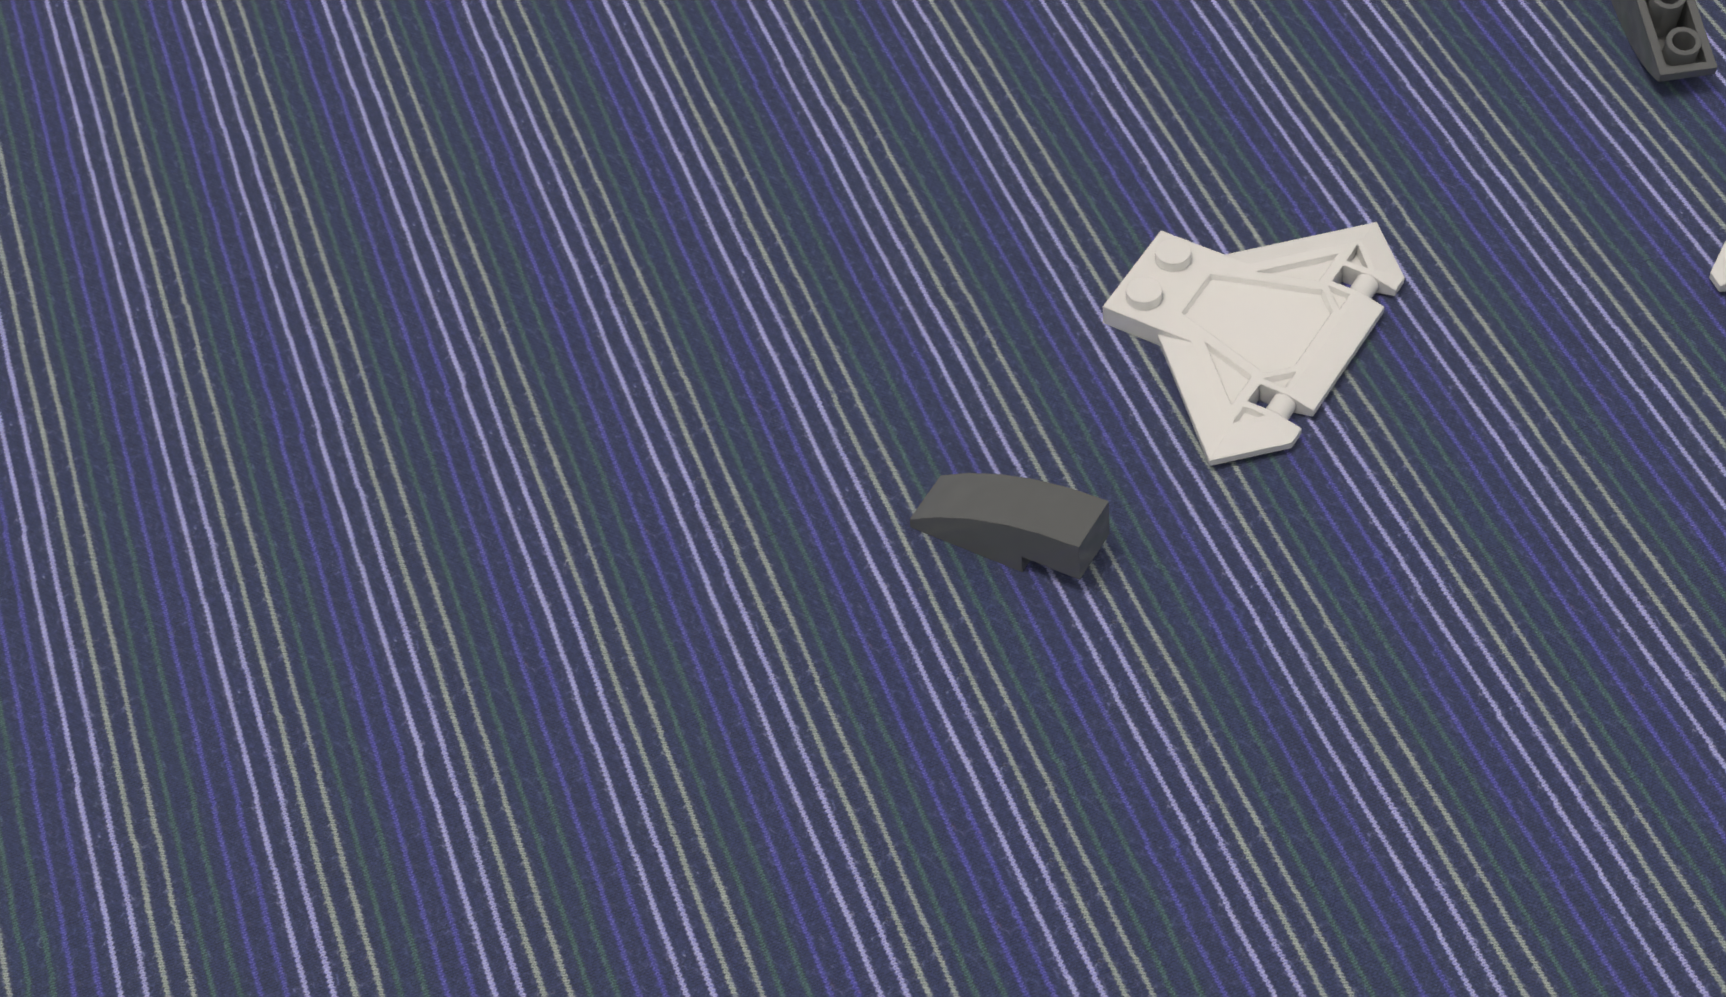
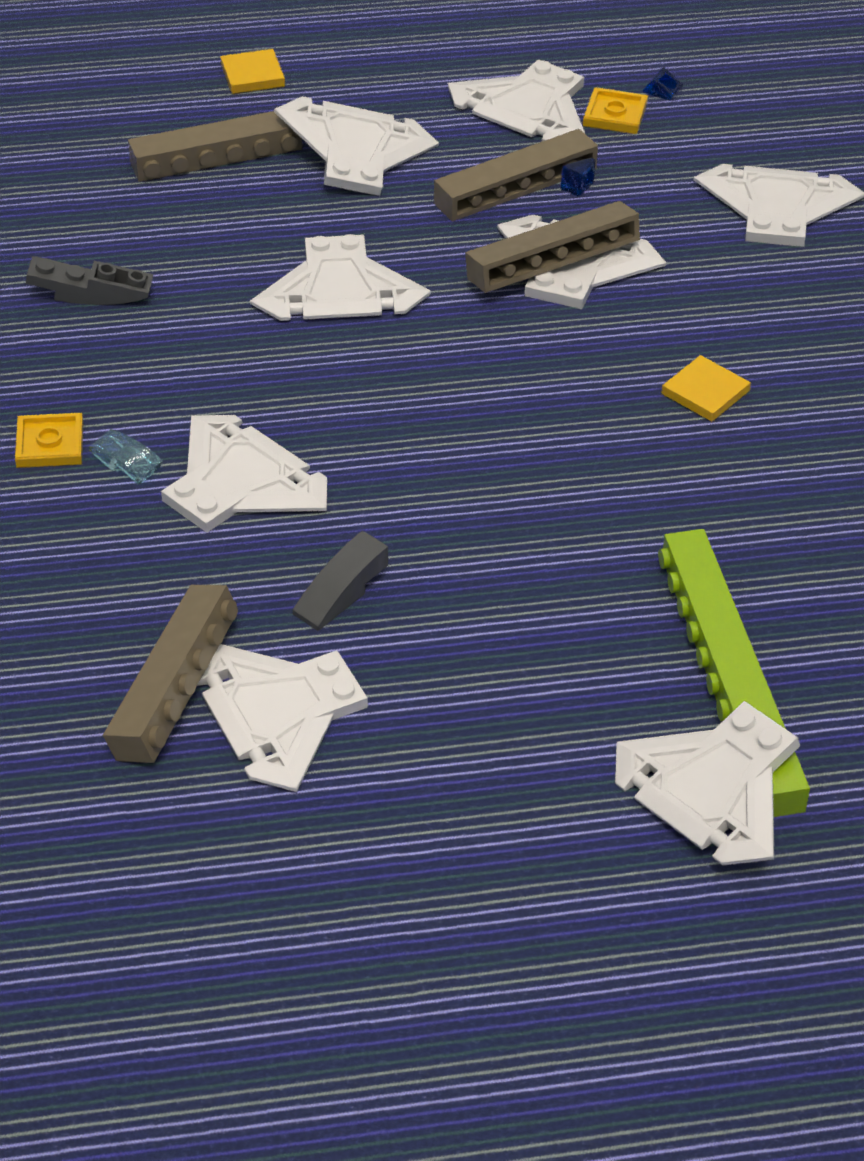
camera: 85 degrees left, 5 degrees down
(708, 510) = (278, 708): none -> white plate
(731, 346) = (170, 674): none -> dark tan brick
(1232, 167) = (128, 454): none -> clear light blue slope
(1243, 72) = (49, 440): none -> yellow tile

